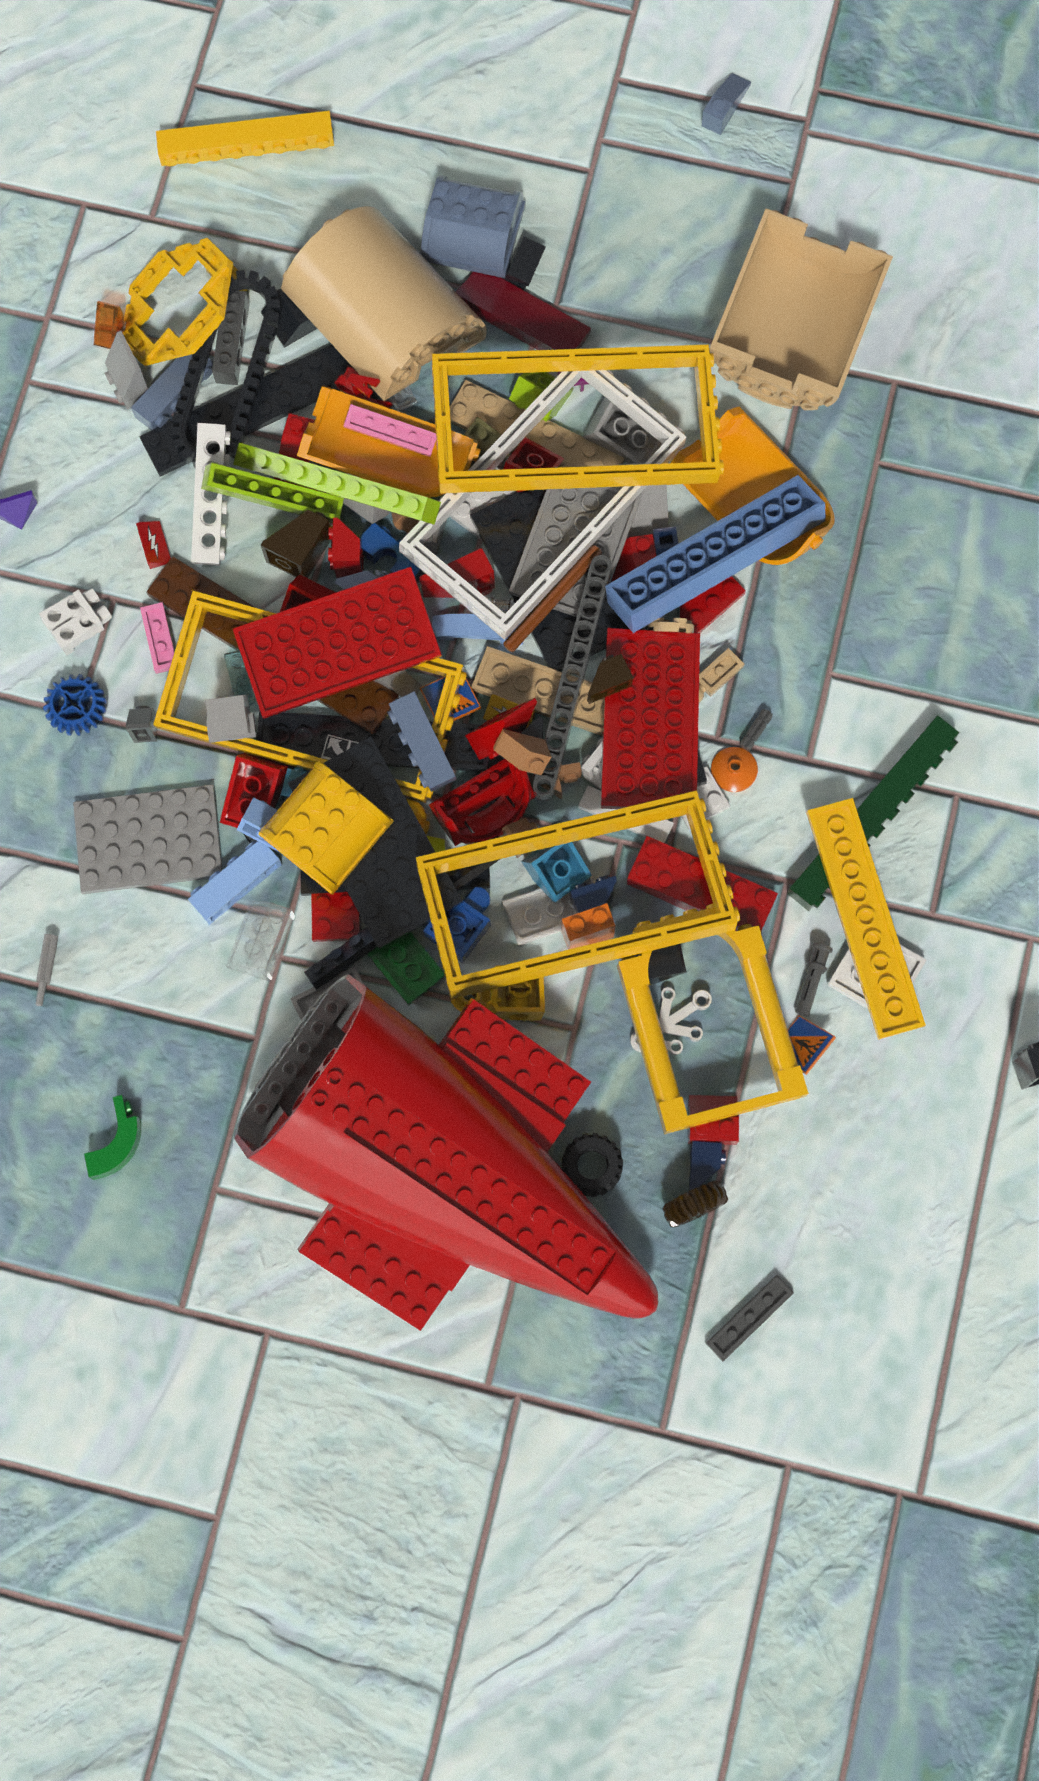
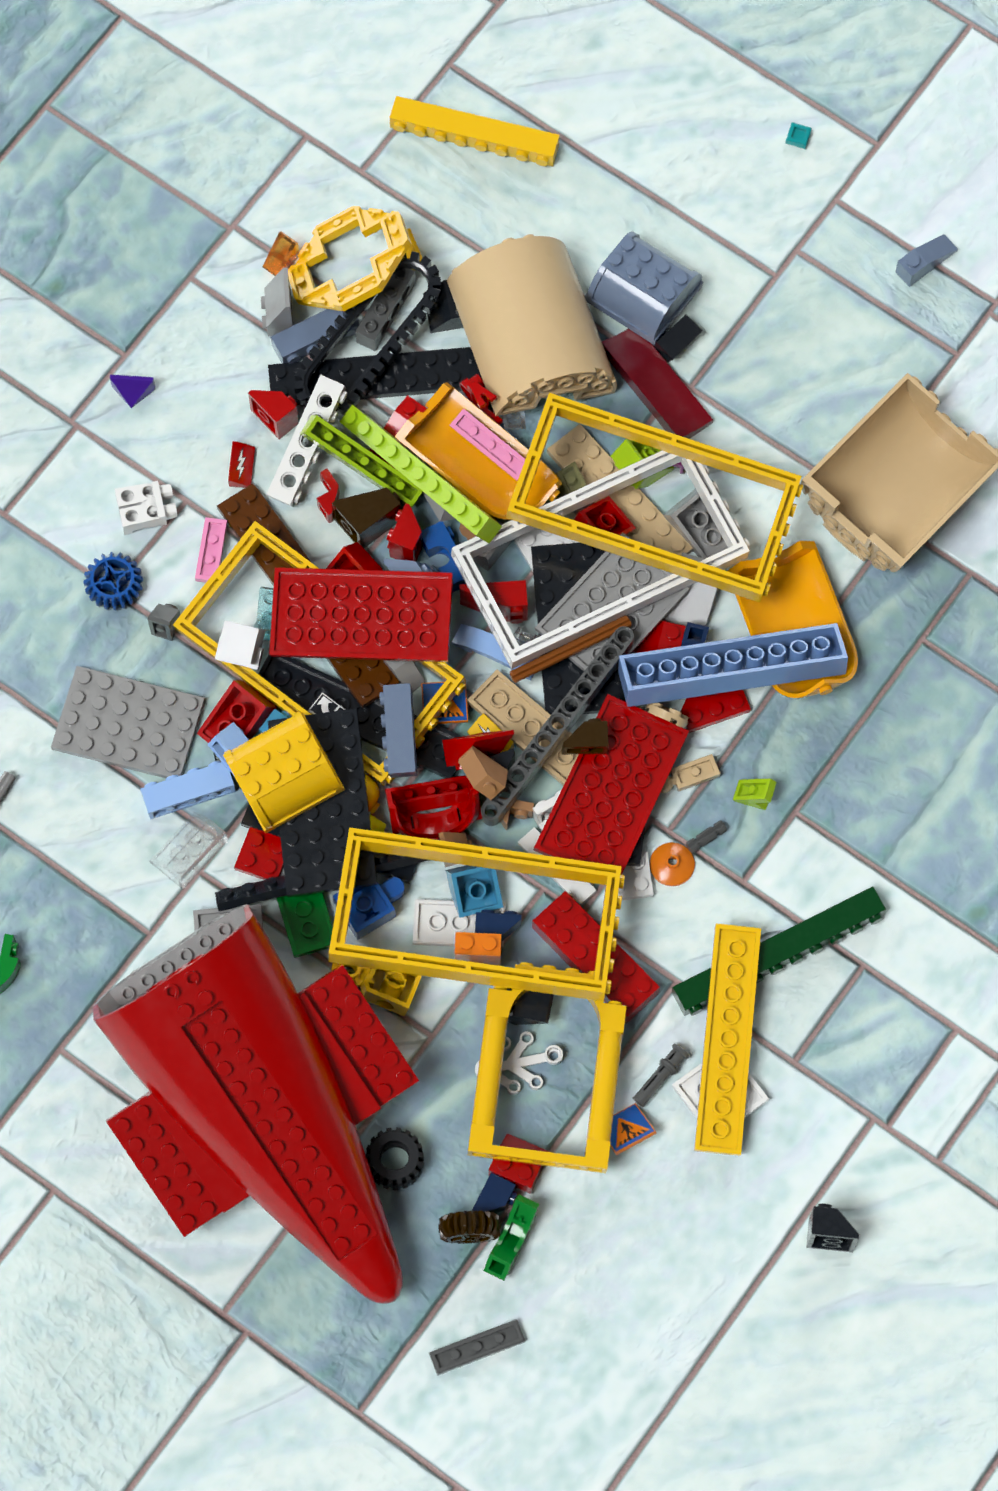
camera: 20 degrees right, 5 degrees down
(164, 477) = (274, 410): none -> red slope
(252, 547) = (325, 501): none -> red slope
(555, 31) = (798, 135): none -> teal tile
(739, 1193) = (512, 1238): none -> green arch
(785, 668) = (755, 792): none -> lime slope

